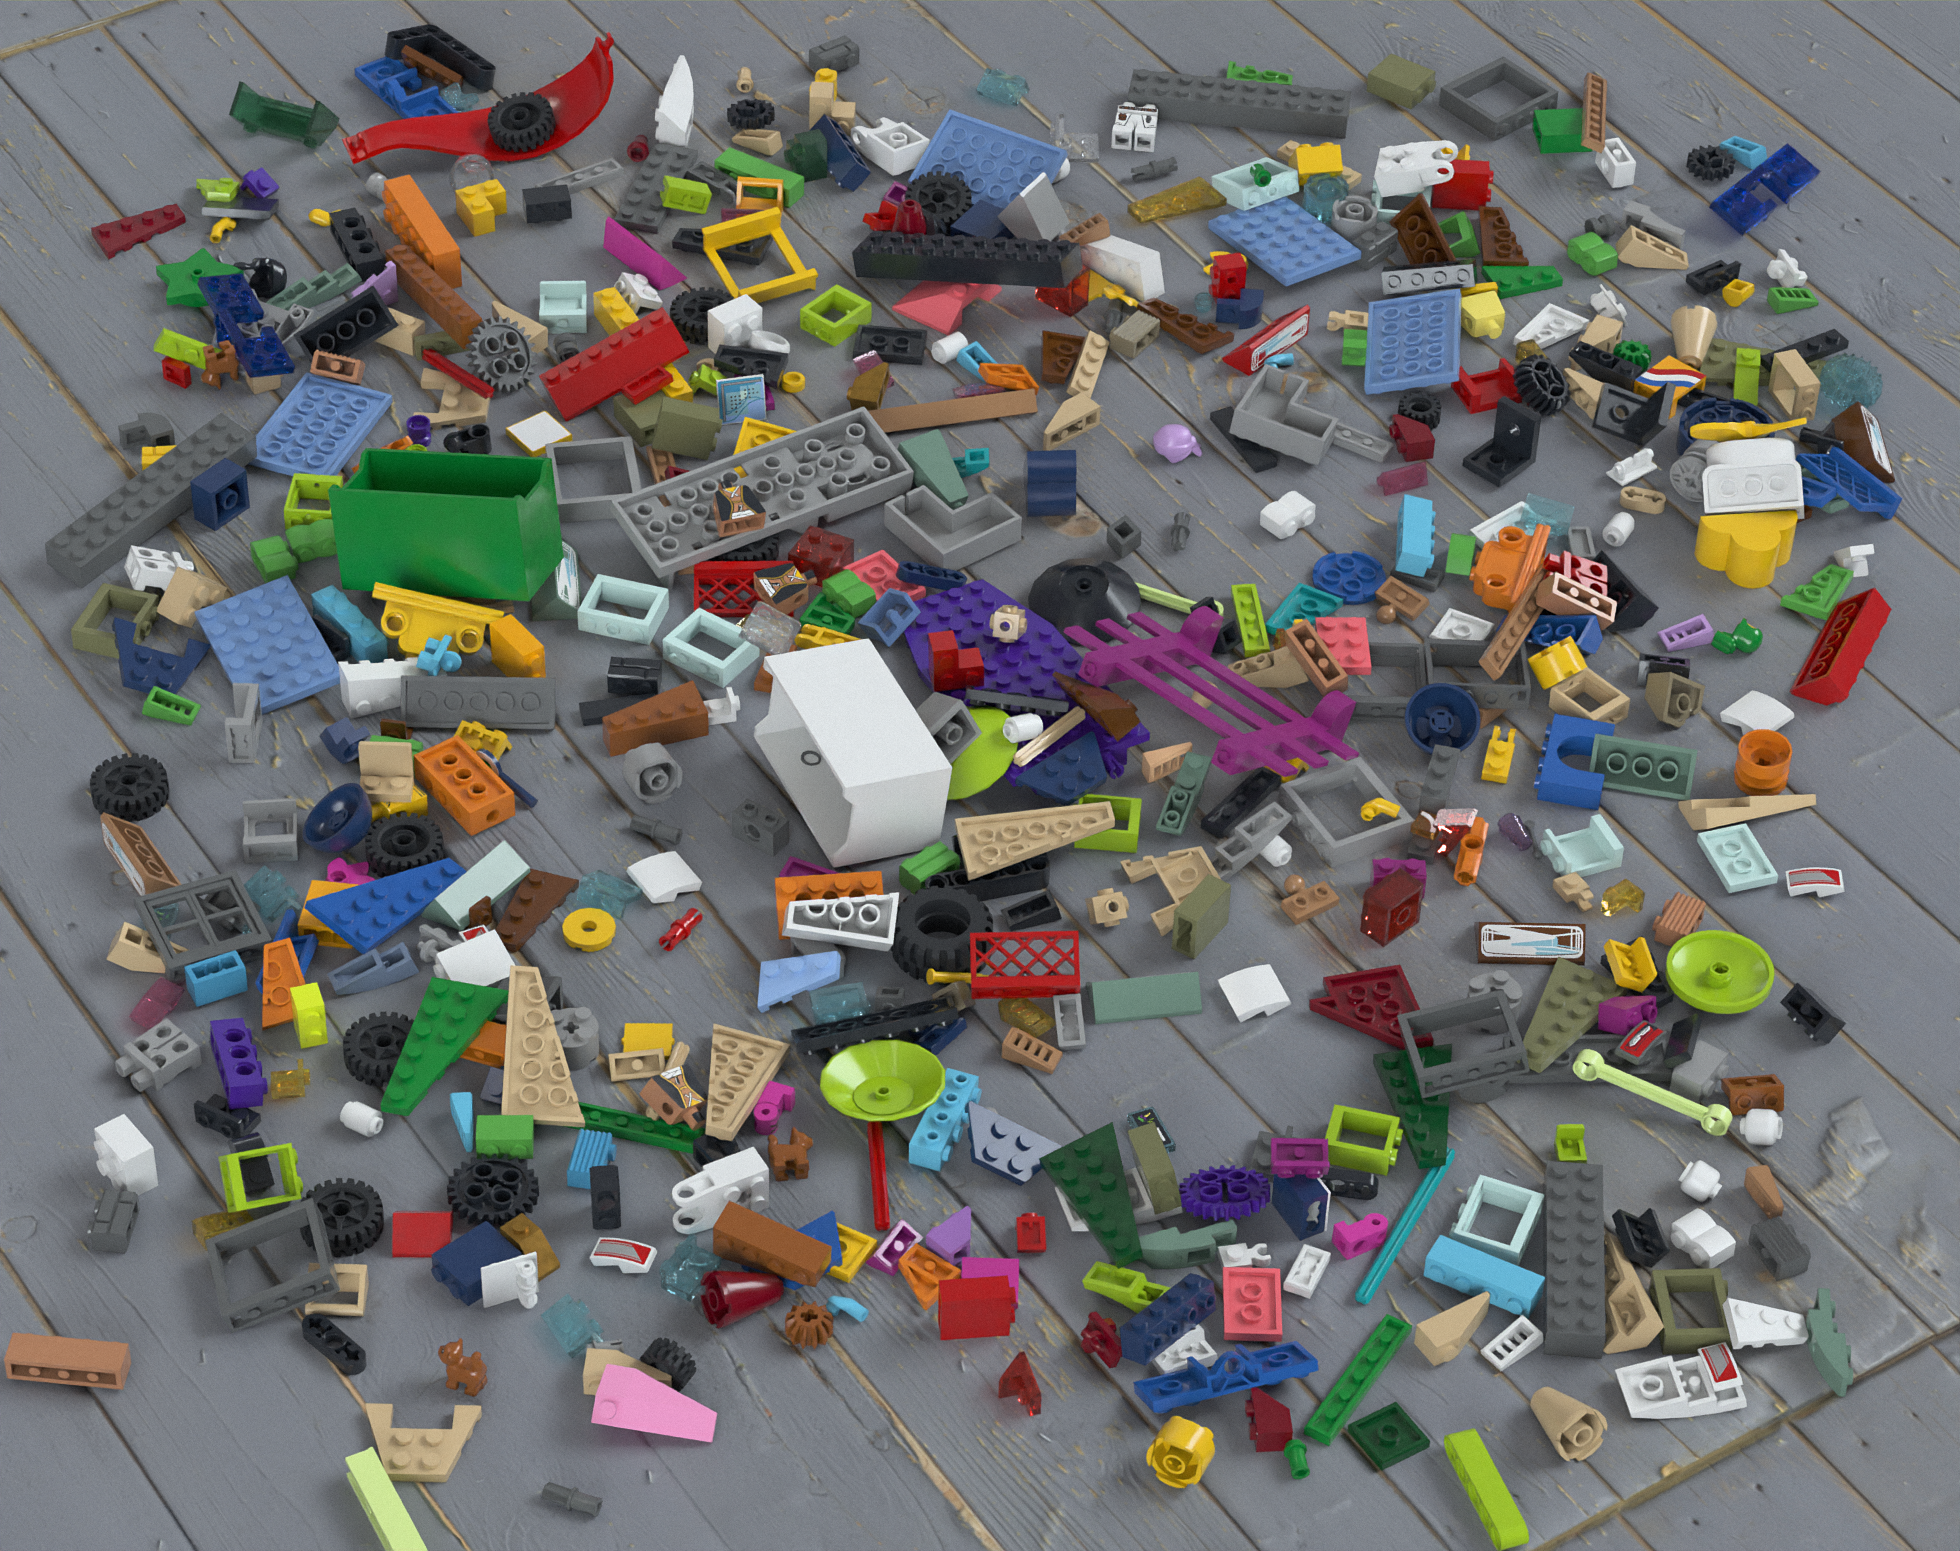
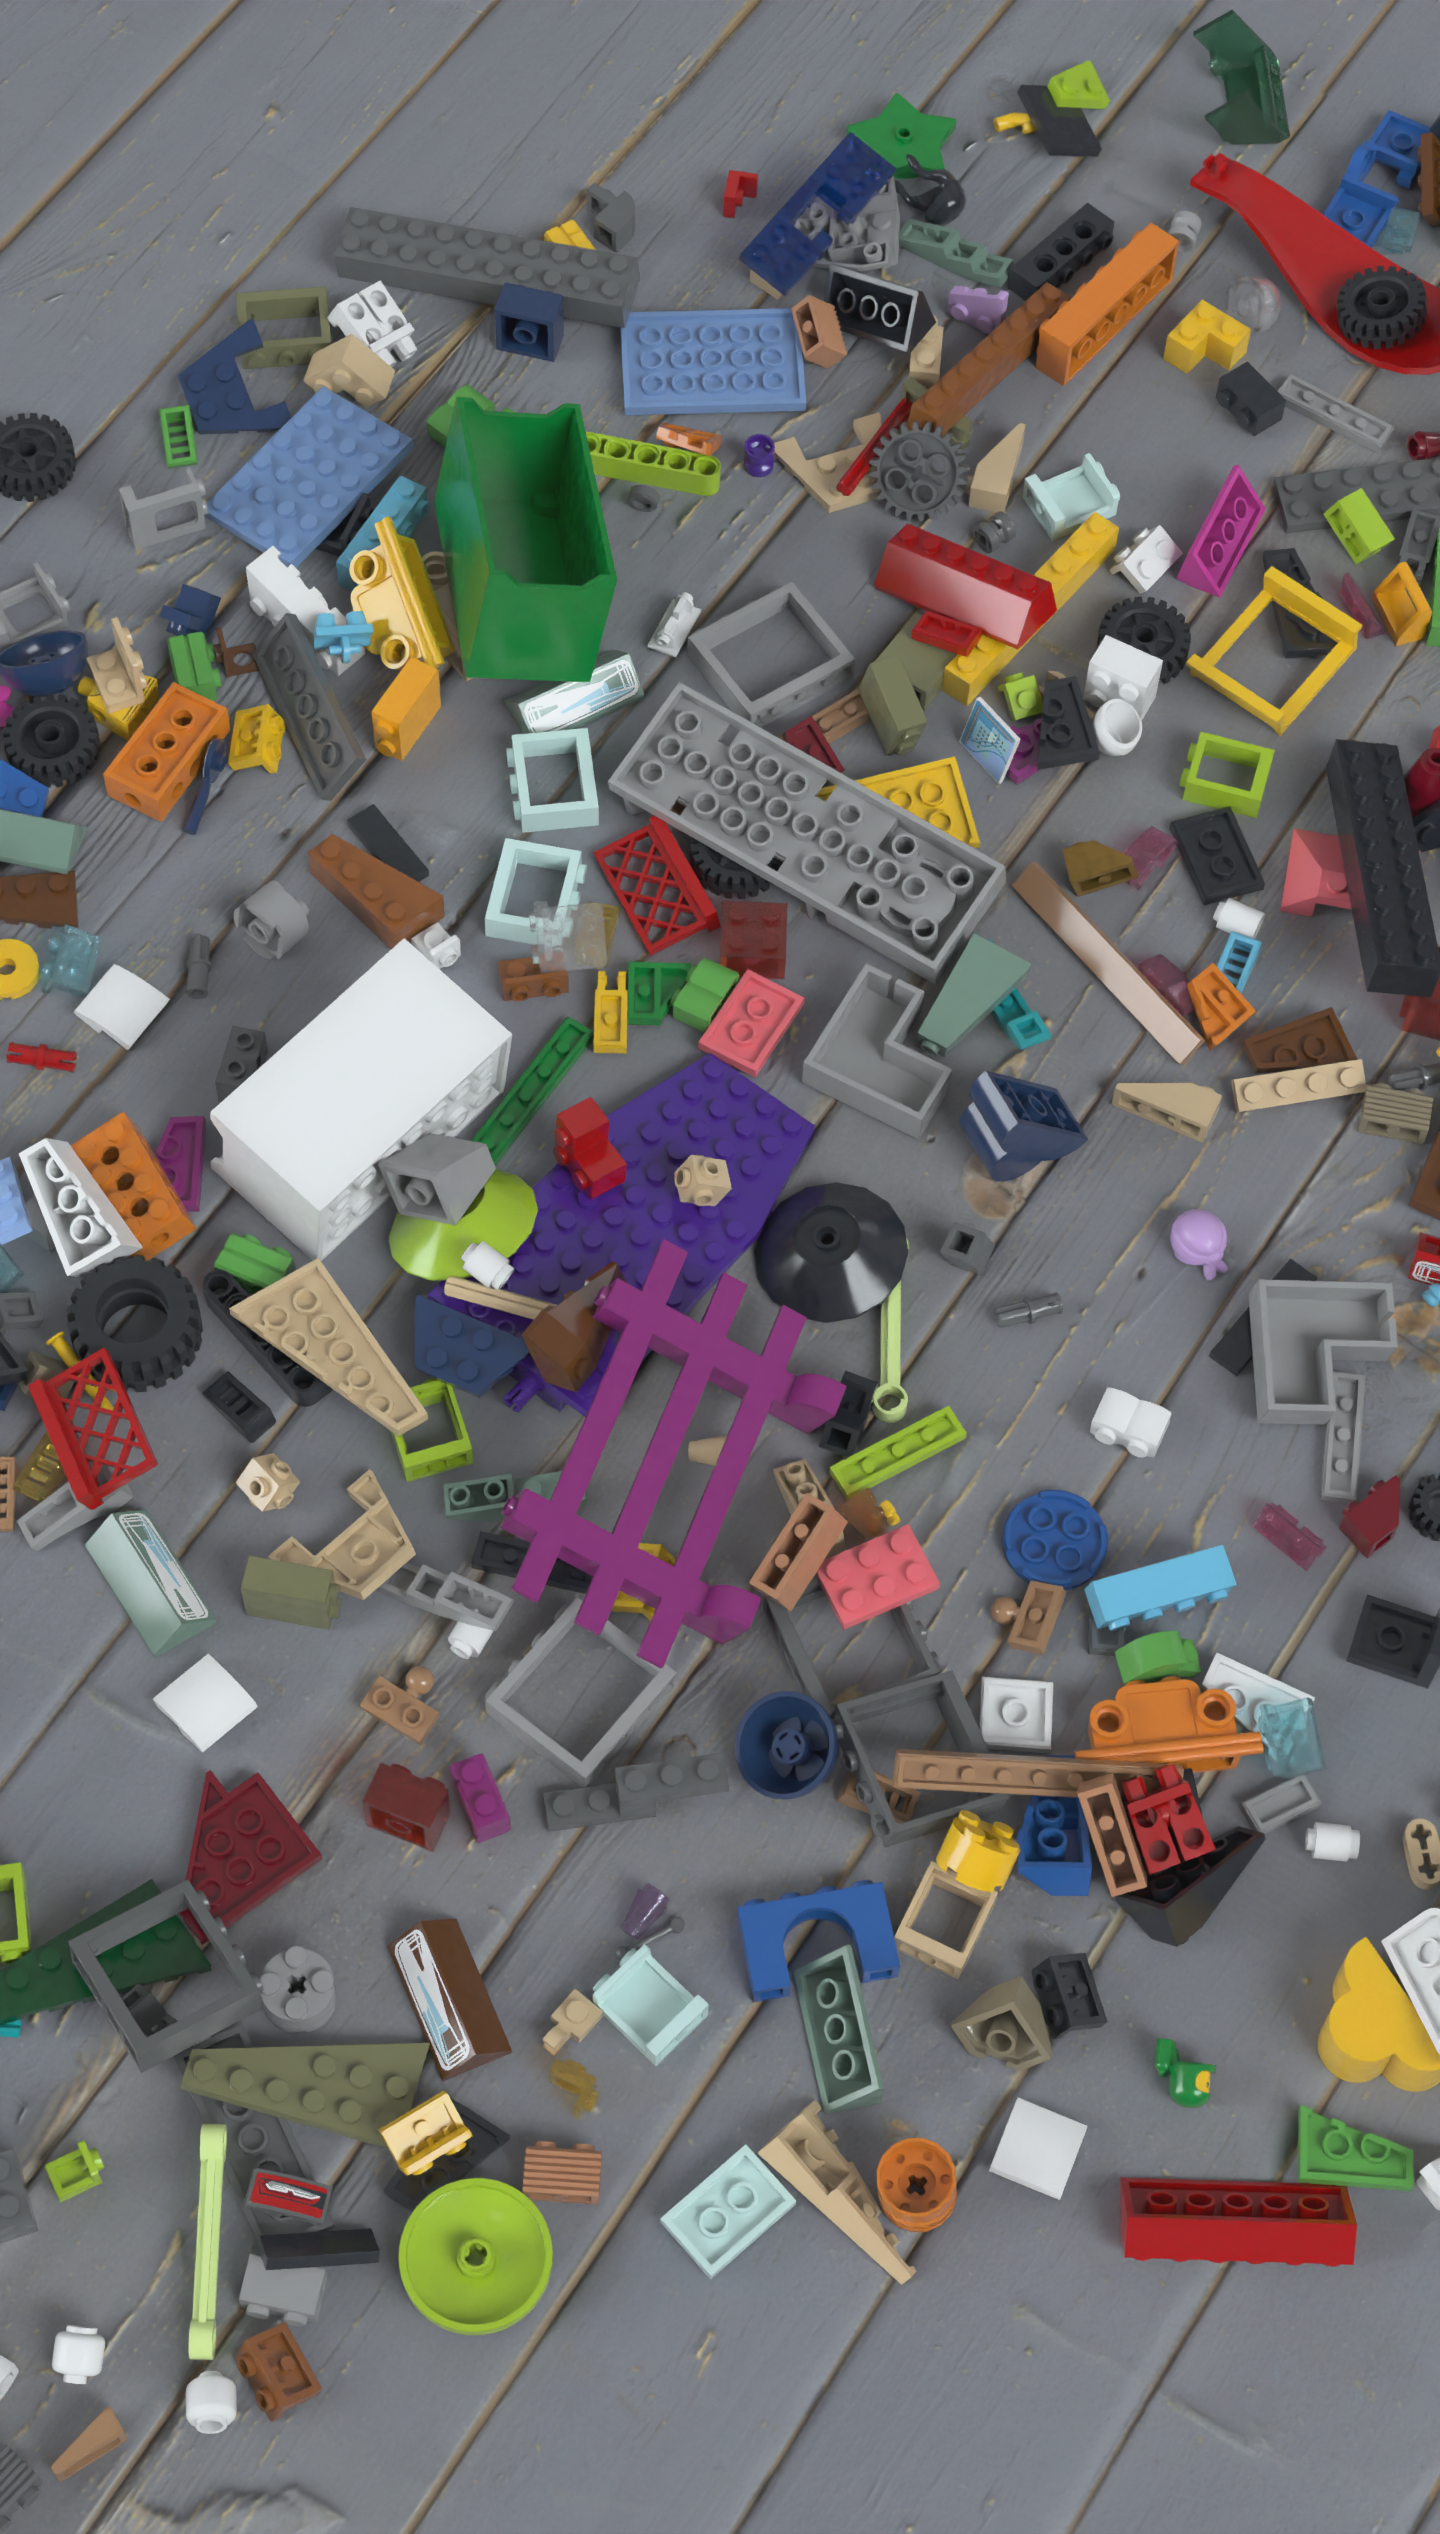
camera: 65 degrees right, 20 degrees up
(130, 230) = (959, 43): dark red wing -> none
(181, 348) = (751, 184): lime plate -> none
(218, 363) = (749, 218): dark orange animal -> none
(259, 183) = (1115, 120): dark purple bracket -> none
(304, 487) = (579, 391): lime window -> none
(320, 217) = (1094, 196): yellow arm -> none
(469, 440) = (766, 512): black piece -> none
(536, 432) = (830, 571): white tile -> none
(634, 676) = (442, 839): black brick -> none
(737, 510) = (734, 811): torso -> none
(783, 586) = (663, 923): torso -> none
(793, 382) = (1081, 783): yellow tile -> none
(889, 616) = (672, 1051): medium blue window -> none
(930, 576) = (784, 1055): dark blue beam -> none
(1004, 701) = (552, 1227): black wing -> none
(1159, 762) = (558, 1443): light nougat slope -> none
(1303, 604) = (949, 1505): teal wing -> none
(1378, 806) = (581, 1728): yellow arm -> none
(1424, 825) = (590, 1798): clear orange tile -> none
(1453, 827) = (588, 1825): slope -> none
(1471, 853) = (600, 1864): orange piece -> none
(1498, 757) = (790, 1842): yellow hinge -> none
(1622, 1014) = (346, 2163): magenta slope -> none
(1700, 635) = (1176, 2031): lavender slope -> none
(1813, 1013) = (449, 2404): black brick -> none
(1823, 880) = (731, 2329): slope -> none

